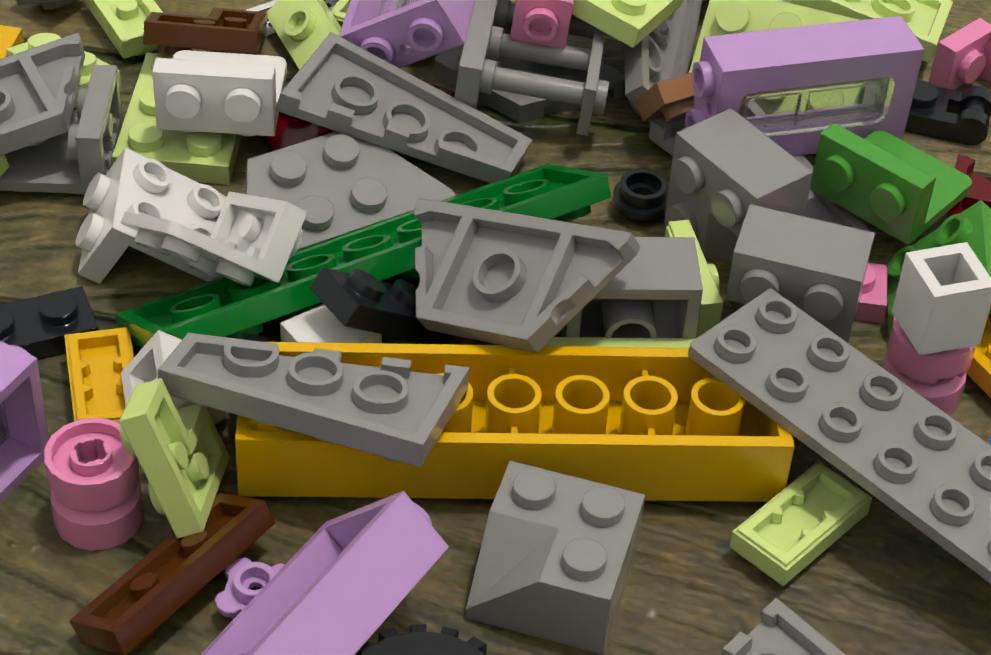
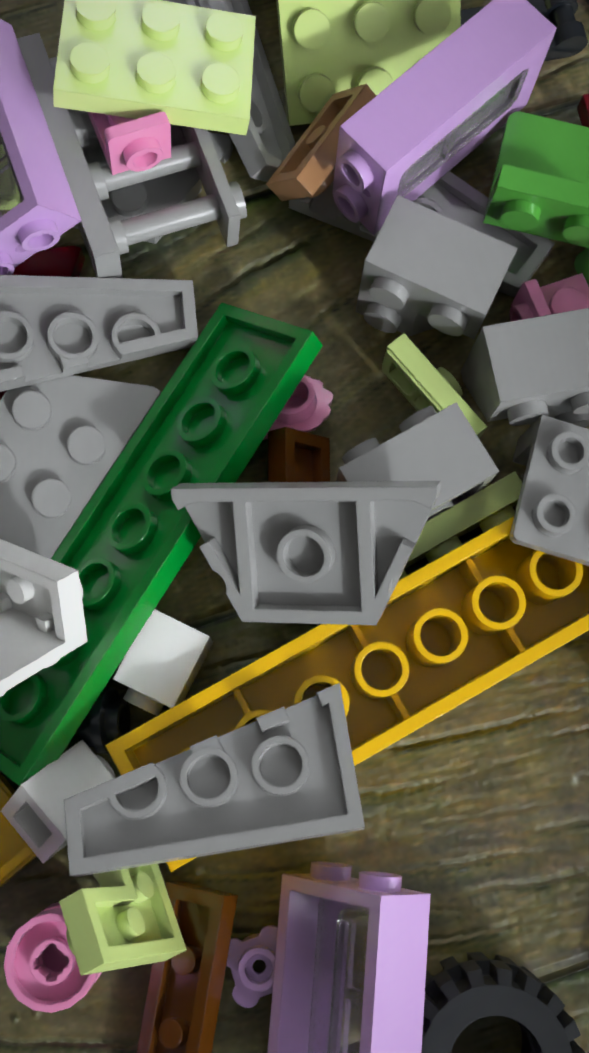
camera: 30 degrees left, 35 degrees up
(374, 305) = (185, 619): black plate -> none
(556, 557) = (492, 797): light grey slope -> none
(641, 195) = (327, 280): black plate -> none

